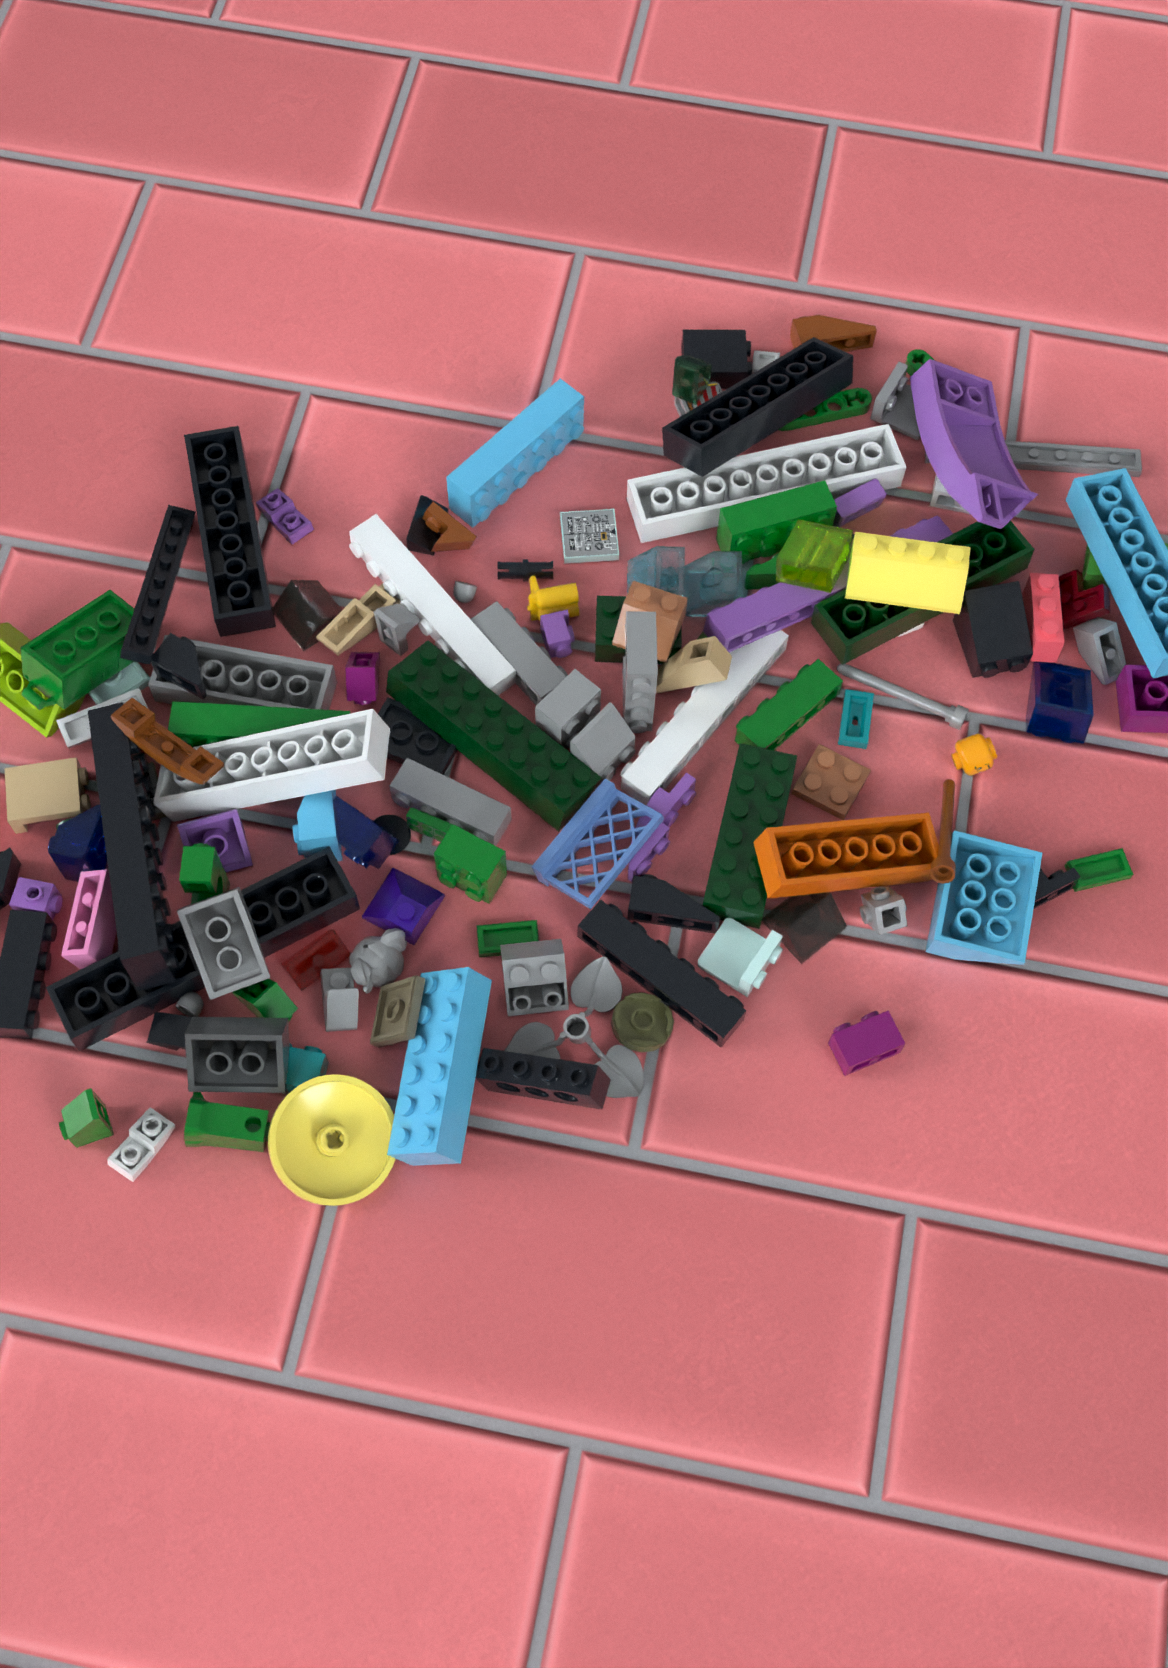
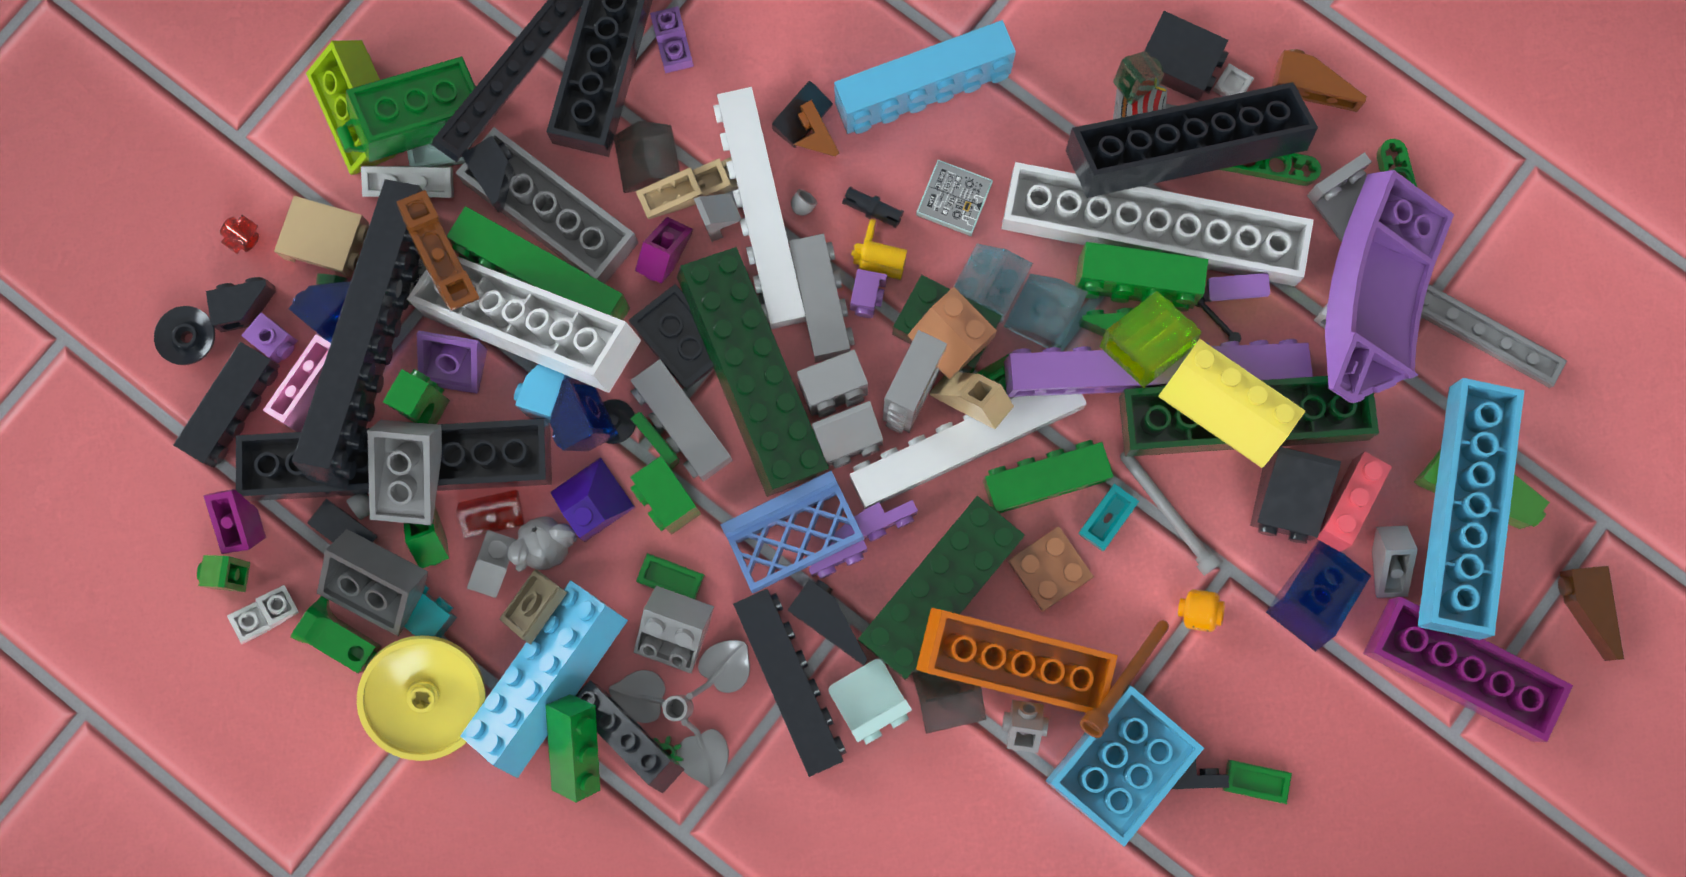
camera: 30 degrees right, 15 degrees up
(76, 1062) = (234, 521): none -> magenta slope
(499, 1110) = (573, 748): none -> green brick
(642, 1022) = (748, 720): olive tile -> none
(866, 1042) = (940, 841): magenta brick -> none
(1078, 604) = (1395, 505): dark red plate -> none

